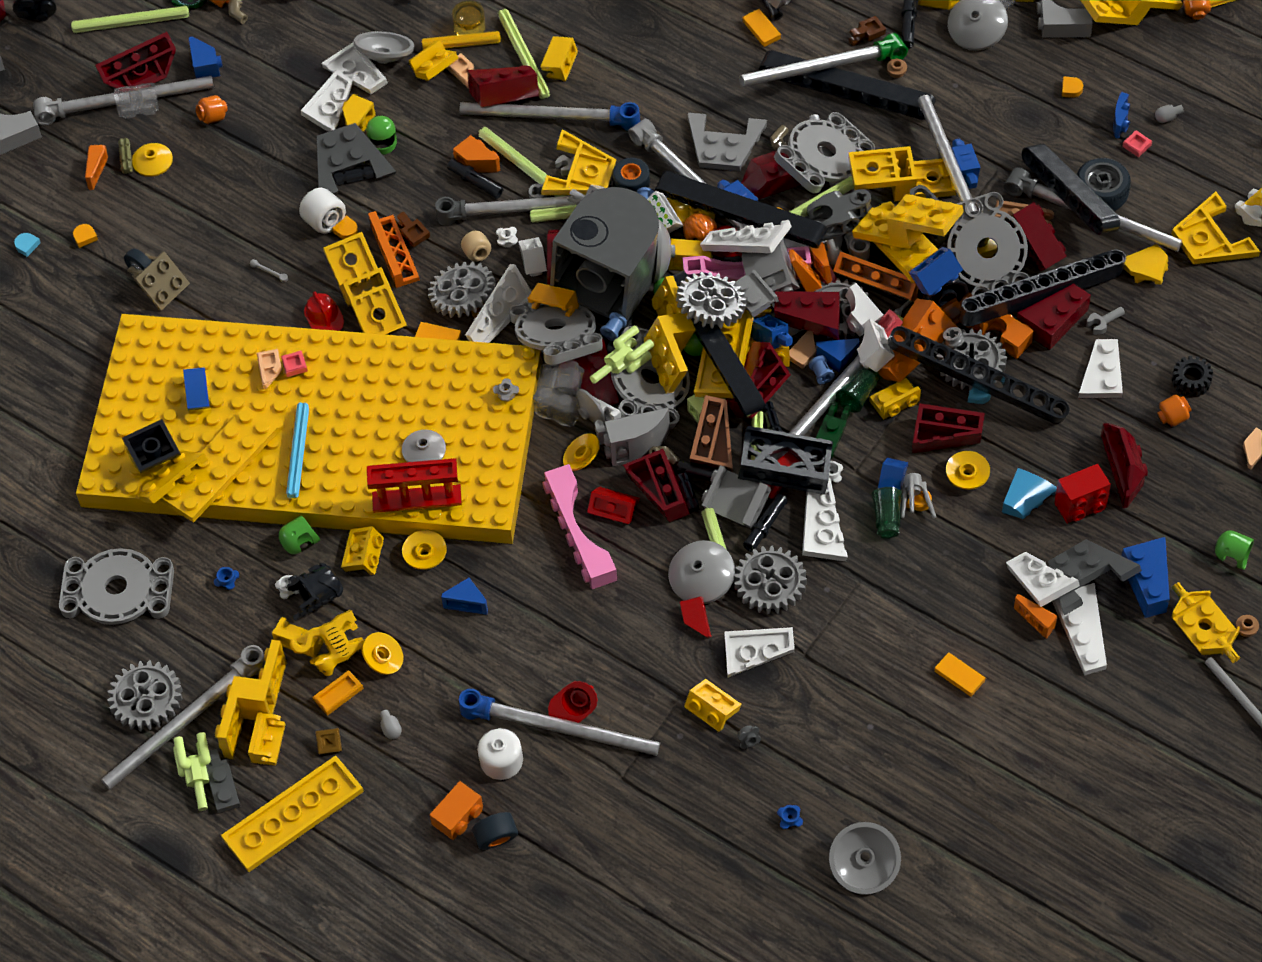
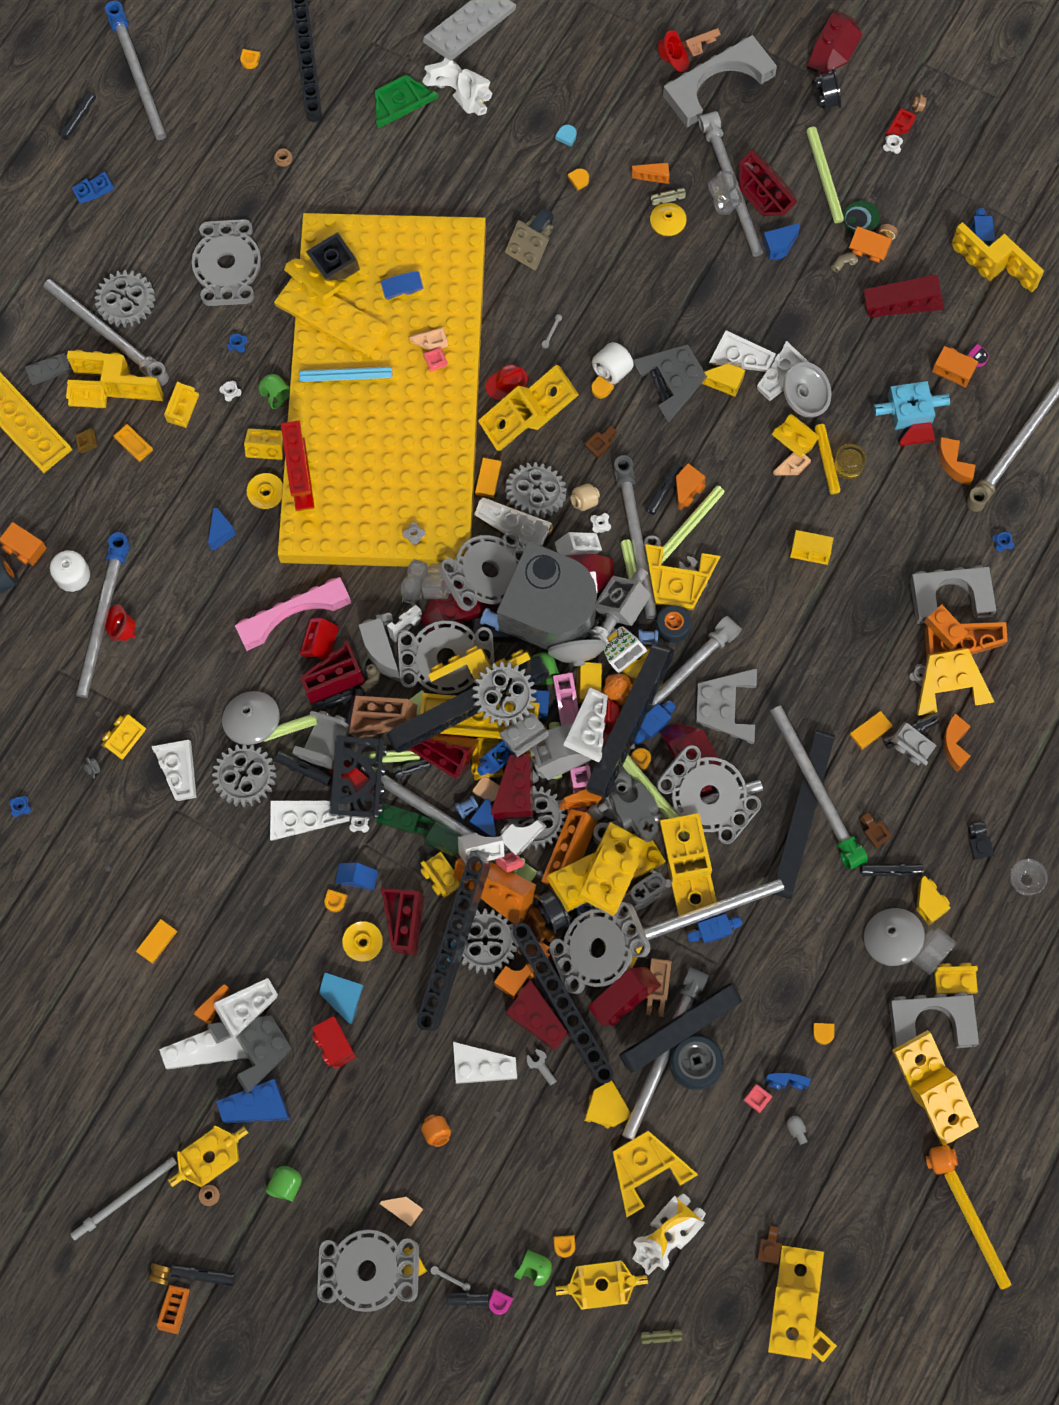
camera: 85 degrees right, 15 degrees up
(194, 767) = (59, 342): yellowish green plant -> none
(211, 109) = (722, 256): orange head -> none
(315, 588) = (220, 410): black helmet -> none
(335, 640) = (171, 431): yellow animal -> none
(380, 129) = (706, 400): bright green helmet -> none
(387, 648) = (163, 479): yellow dish -> none
(390, 252) = (577, 422): orange fence -> none
(390, 725) = (100, 485): light grey cylinder -> none
(433, 450) = (354, 482): light grey dish -> none
(502, 84) = (768, 498): dark red wedge -> none
(522, 49) = (817, 515): yellowish green axle -> none
(554, 297) = (511, 562): light orange hinge -> none
(581, 451) = (366, 607): yellow dish -> none
(589, 407) = (406, 604): light grey dish -> none
(623, 356) = (449, 626): yellowish green plant -> none
(626, 115) = (746, 603): flat silver piece -> none
(695, 615) = (207, 716): red tile -> none
(777, 138) = (733, 753): dark tan arm -> none
(808, 277) = (561, 782): orange slope -> none
(887, 511) = (314, 871): clear green plant -> none
(896, 68) = (828, 866): medium nougat plate -> none
(913, 486) = (340, 892): light grey plant -> none
(936, 271) = (549, 894): blue brick -> none
(953, 332) = (500, 915): light grey bush -> none
(1124, 461) = (376, 1084): dark red wedge -> none
(1195, 366) = (468, 1139): black tyre -> none

